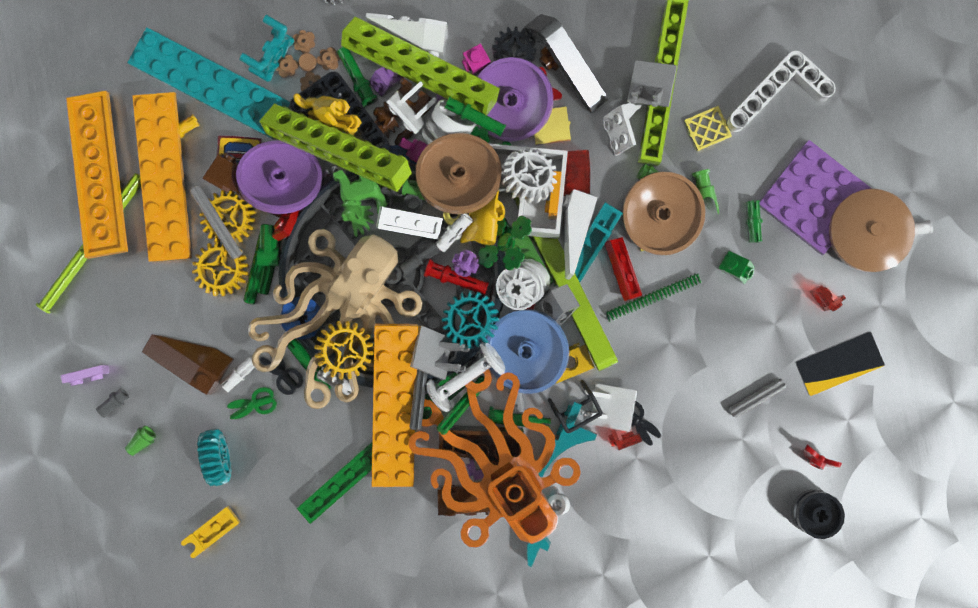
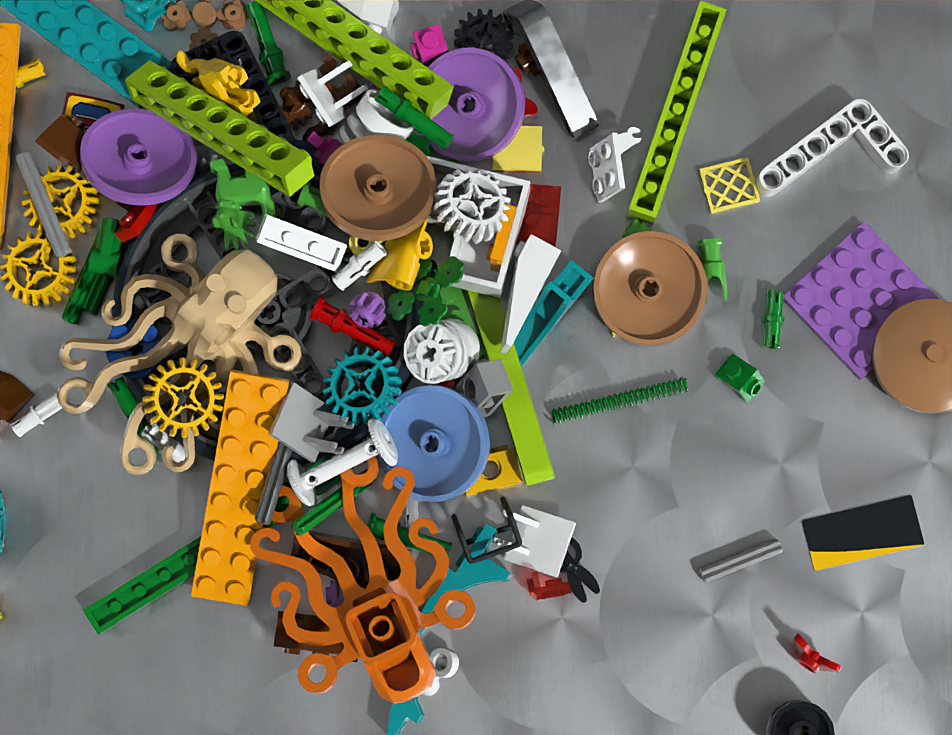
camera: 10 degrees right, 5 degrees down
(248, 405) = (42, 460): green piece -> none
(283, 375) = (95, 419): black piece -> none
(384, 79) = (302, 52): medium lavender bracket -> none
(419, 258) = (307, 293): dark grey axle -> none
(623, 269) = (583, 355): red plate -> none
(652, 83) = (659, 111): light grey plate -> none
(823, 298) = (852, 438): clear red bracket -> none

